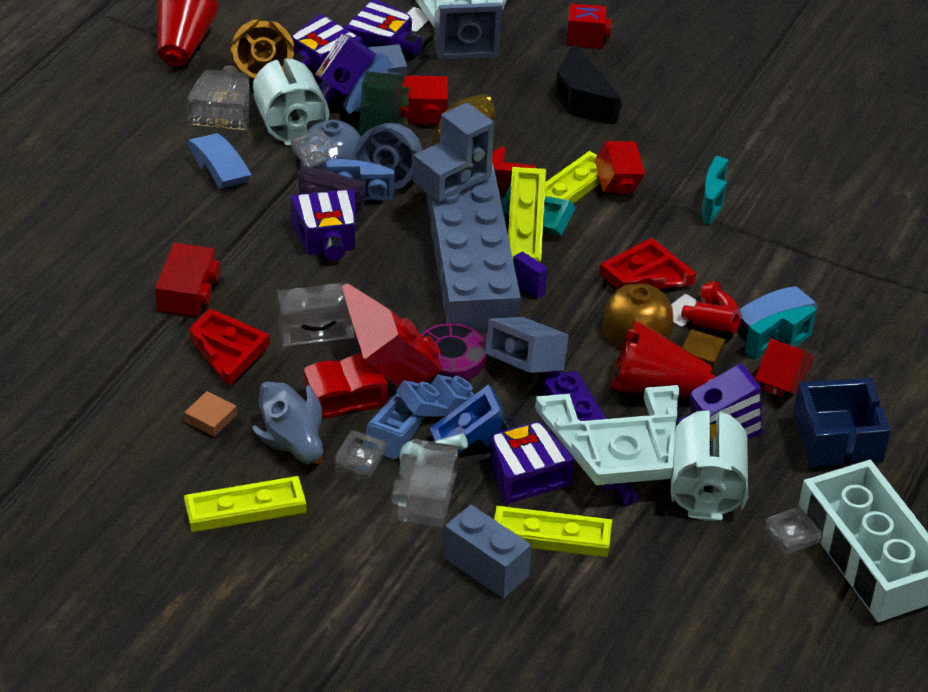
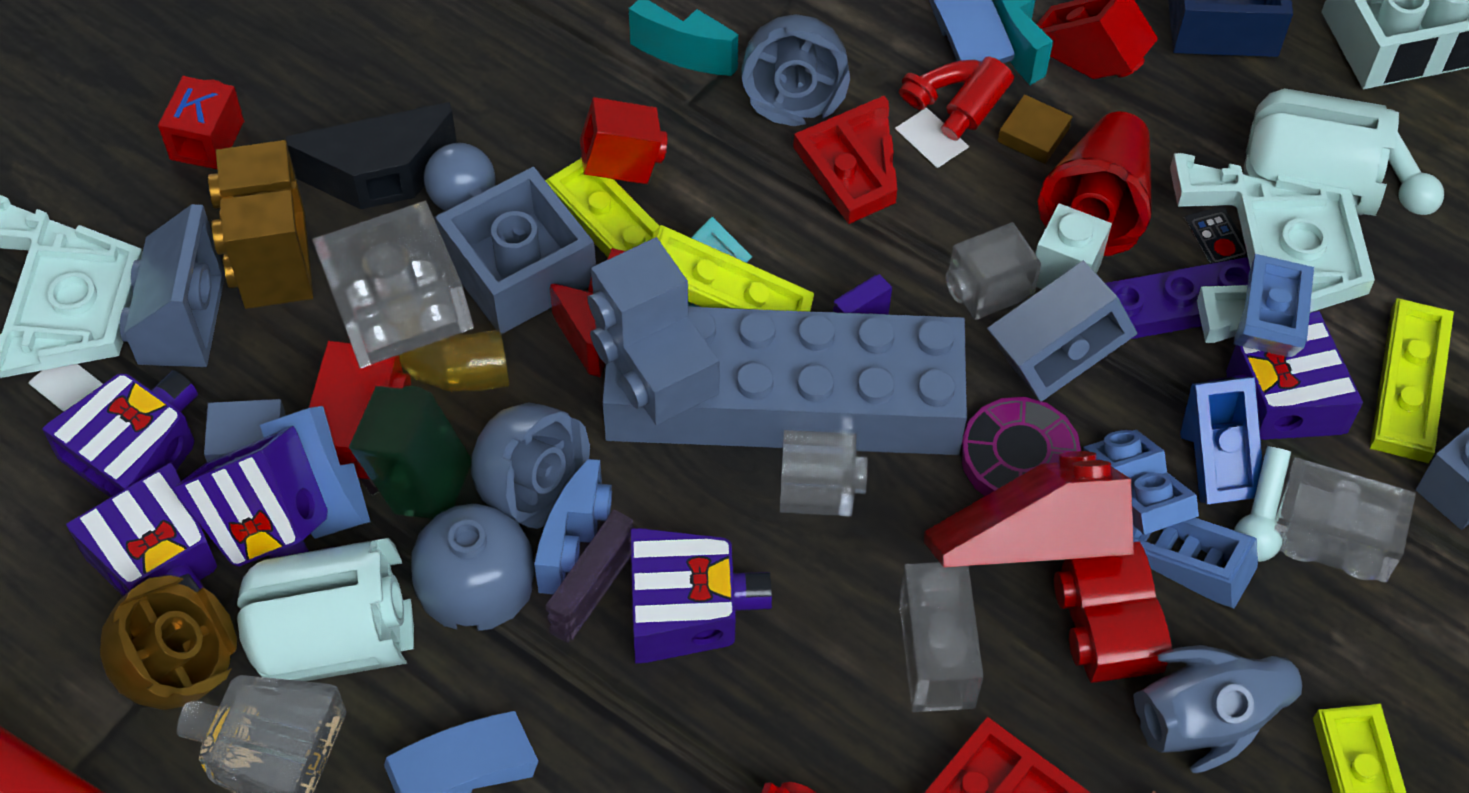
camera: 80 degrees left, 15 degrees up
(314, 148) = (527, 573): clear plate -> none
(360, 453) = (1268, 609): clear plate -> none
(413, 265) = (820, 473): none -> clear brick
(473, 74) = (393, 283): none -> clear brick
(515, 46) = (261, 224): none -> pearl gold piece
(538, 132) = (506, 236): none -> sand blue brick
(543, 406) = (1276, 307): none -> medium blue slope
(580, 324) = (993, 271): none -> clear brick
(596, 356) = (1068, 241): none -> light aqua brick
(639, 304) = (970, 186): pearl gold cylinder -> none
(702, 231) = (795, 70): none -> sand blue cylinder
(716, 542) = (1419, 191): none -> light aqua bar
(731, 393) = (1203, 108): dark purple torso -> none
(792, 530) = (1412, 95): clear plate -> none

